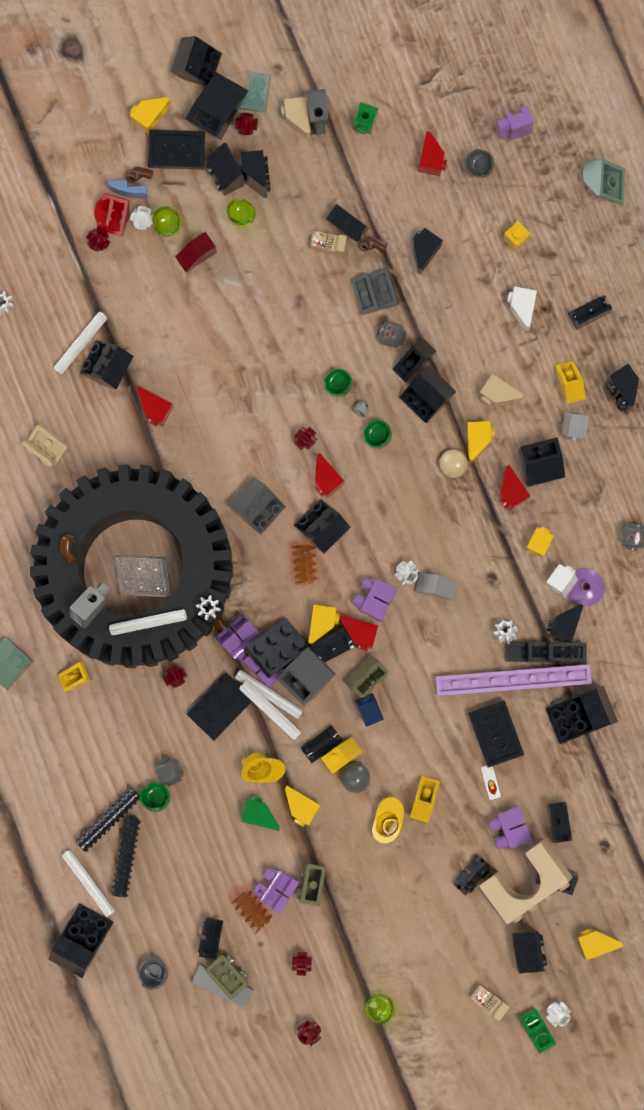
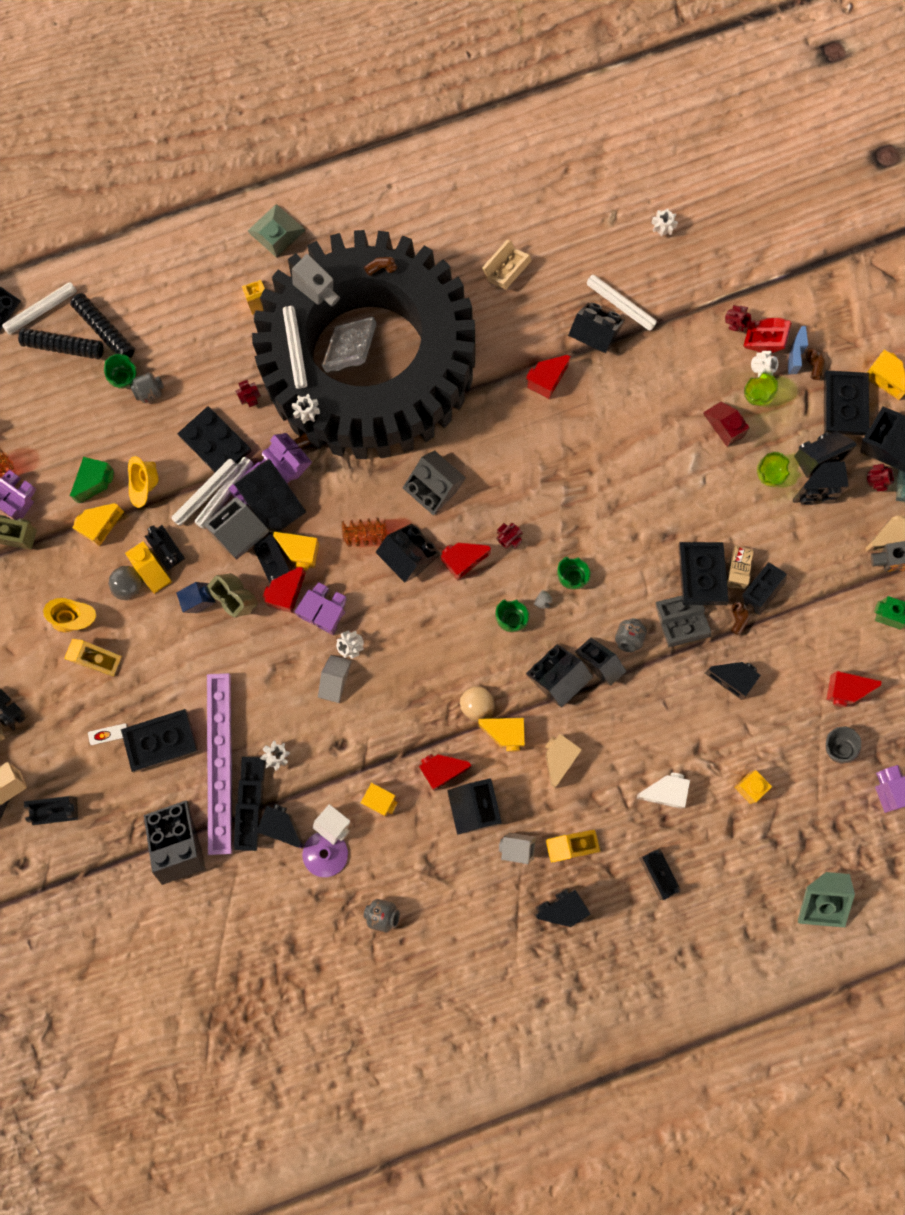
camera: 95 degrees right, 5 degrees down
(335, 273) = (703, 573): none -> black plate
(511, 837) = (49, 756): medium lavender hips -> none

